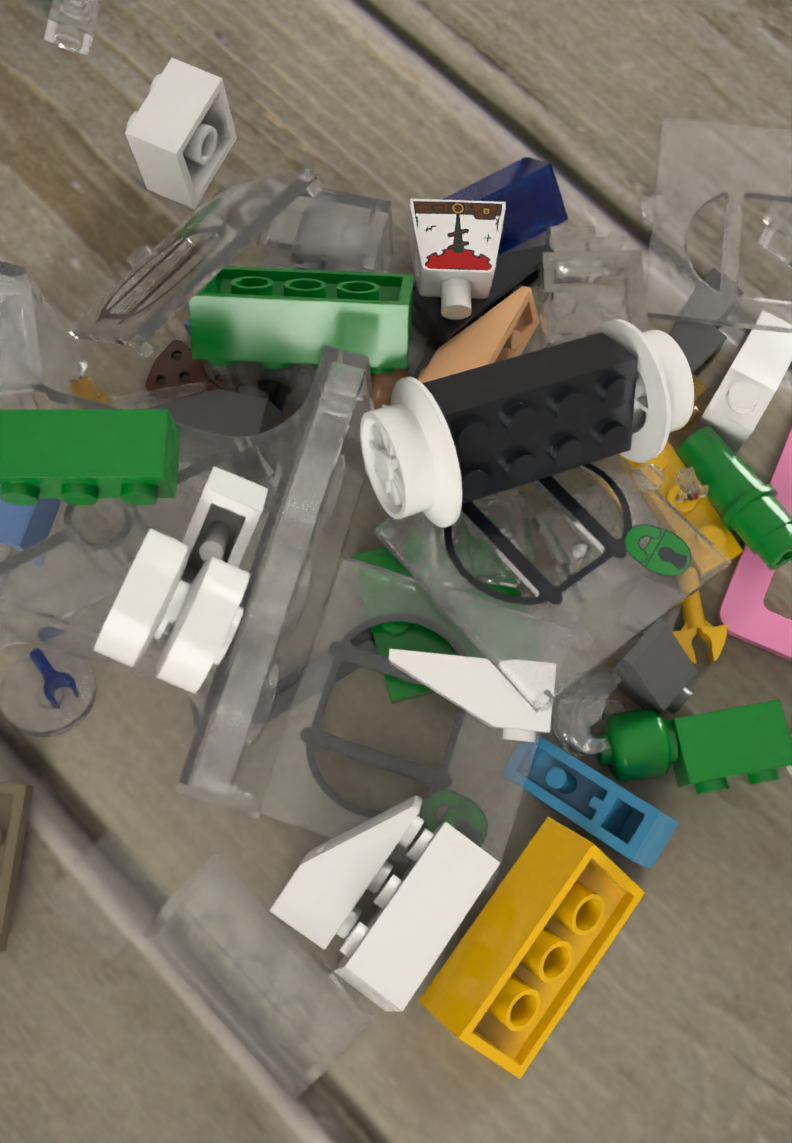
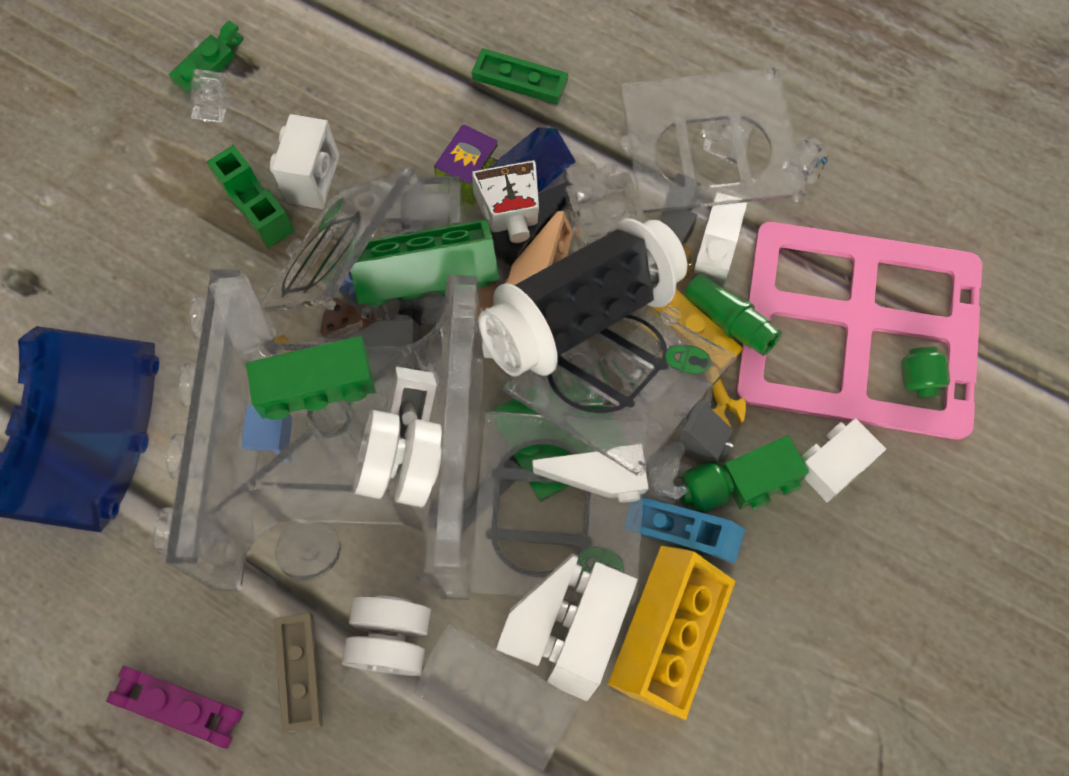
camera: 15 degrees left, 5 degrees down
(52, 678) = (311, 538): clear blue hand -> none
(94, 167) = (249, 196): none -> green arch
(114, 867) = (388, 624): none -> white wheel
(410, 171) = (464, 154): none -> dark purple piece
(519, 77) = (520, 76): none -> green plate
(689, 486) = (699, 316): clear piece -> none

